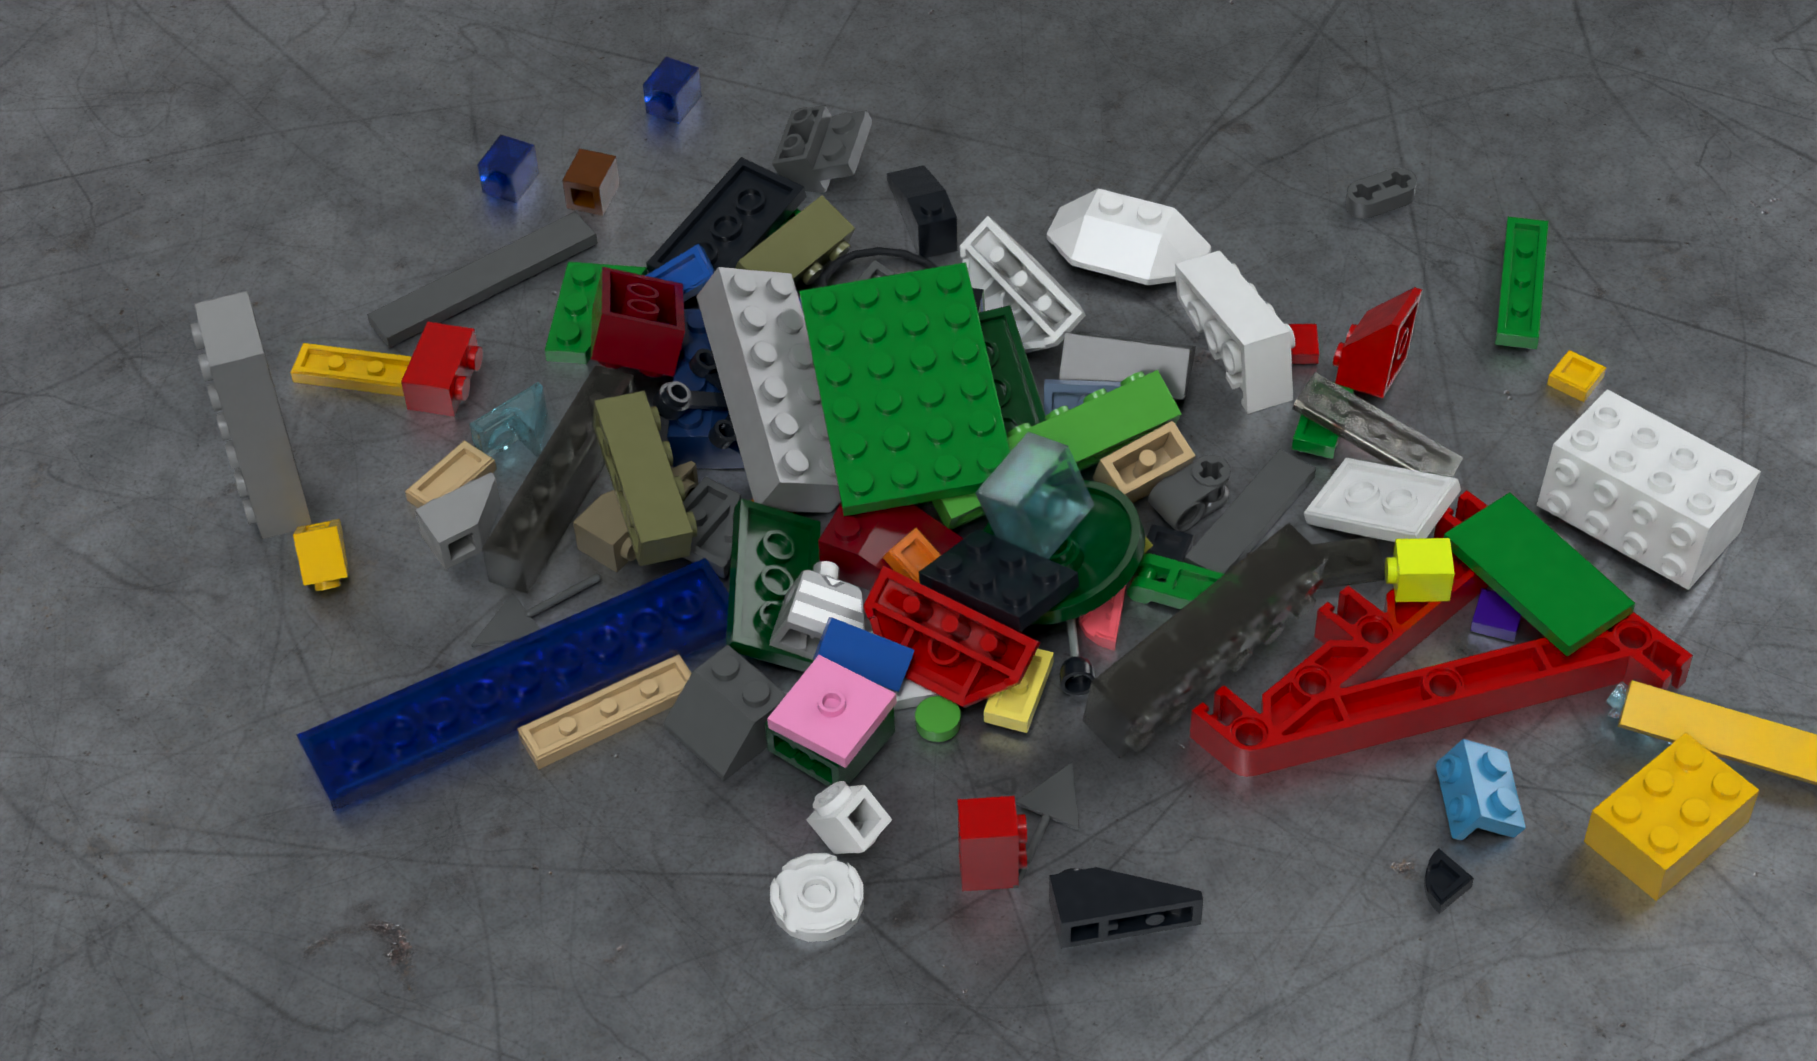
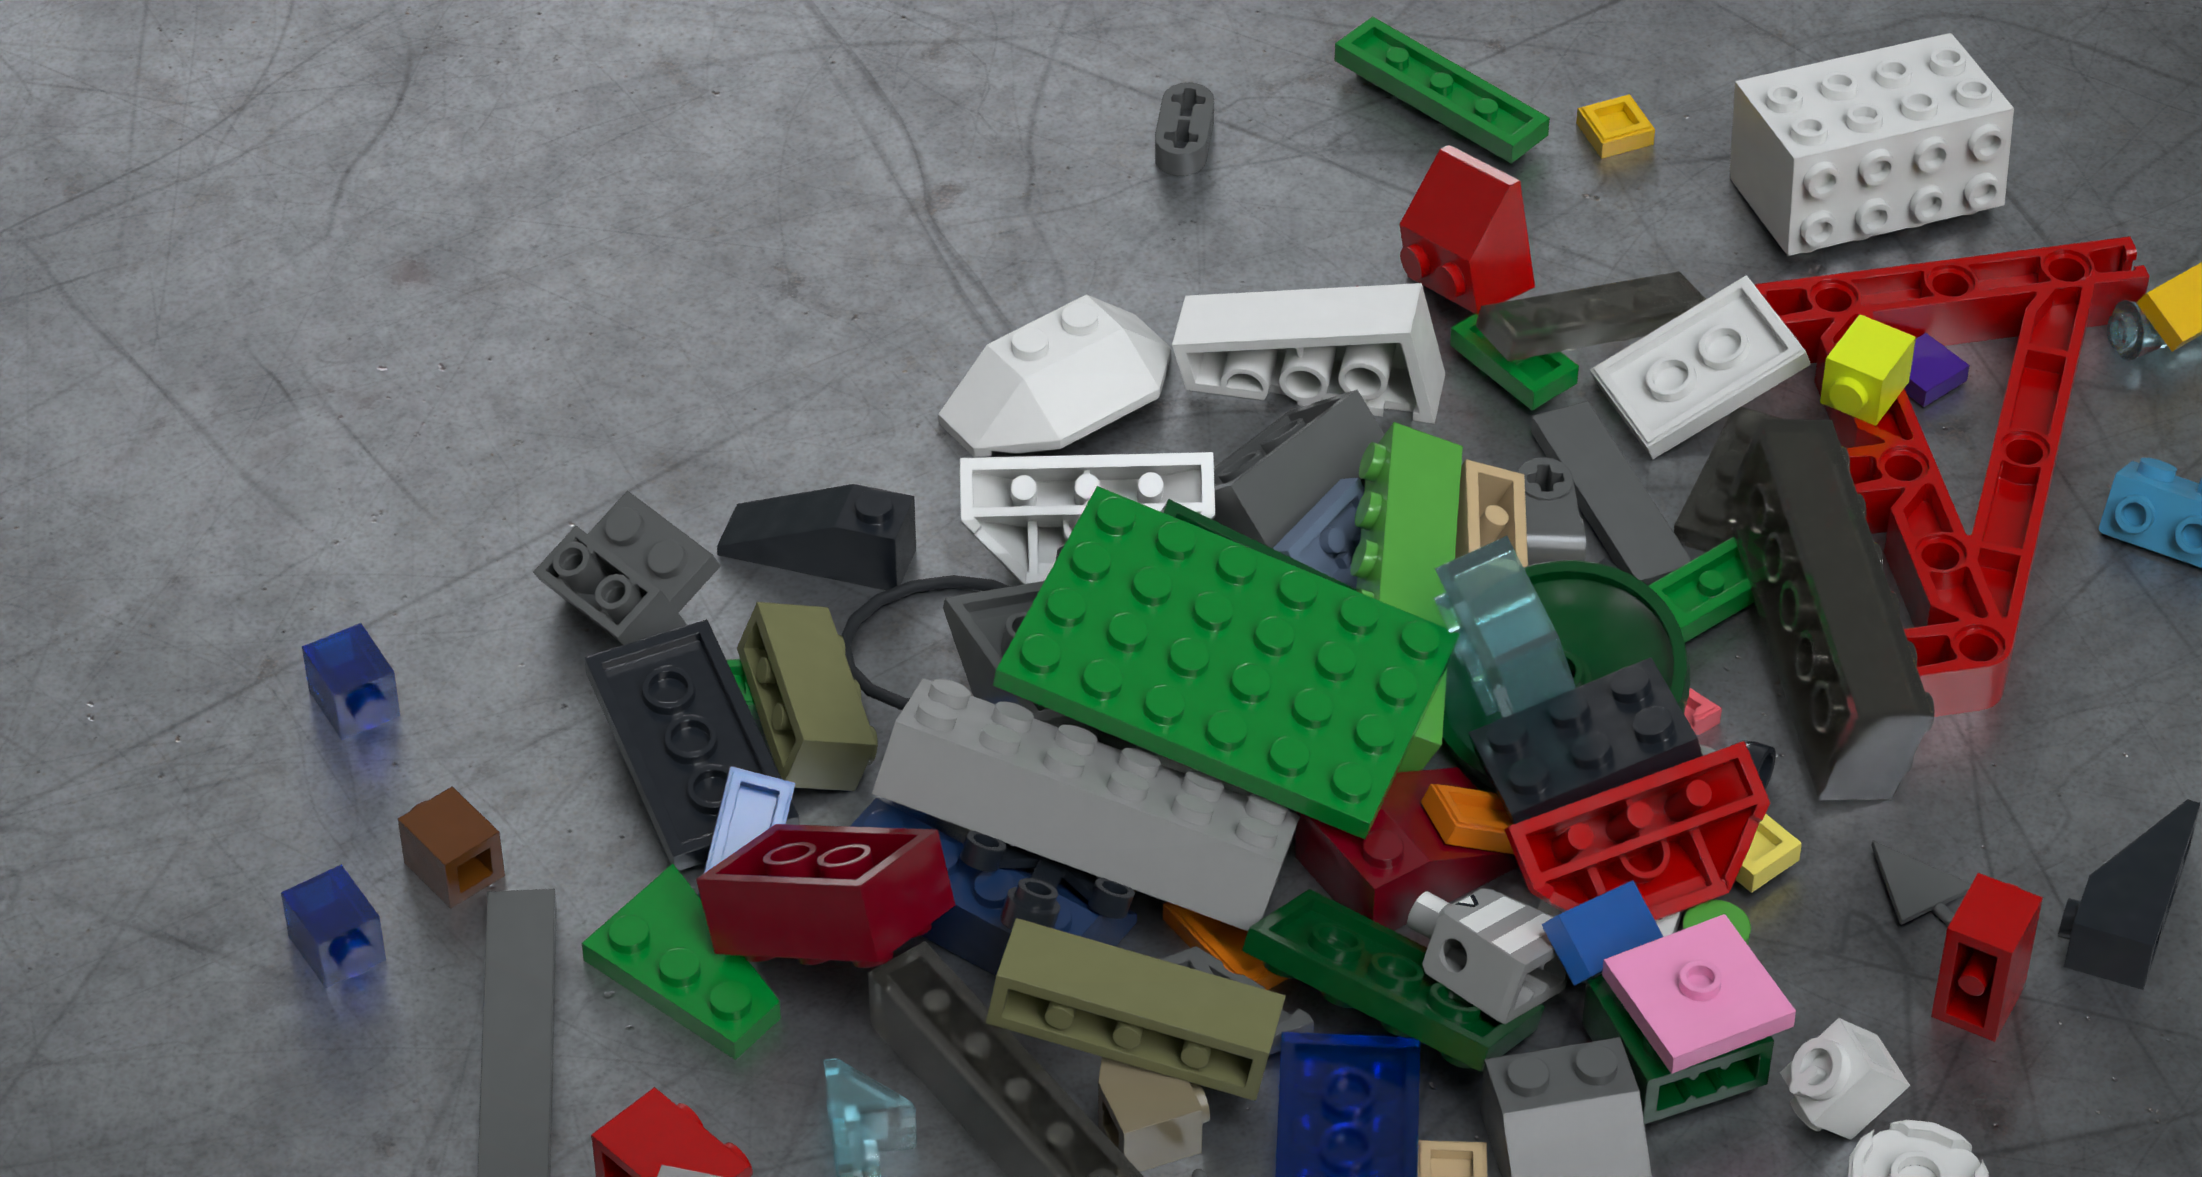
camera: 60 degrees left, 5 degrees down
(1539, 574) = (1934, 285): green tile -> none

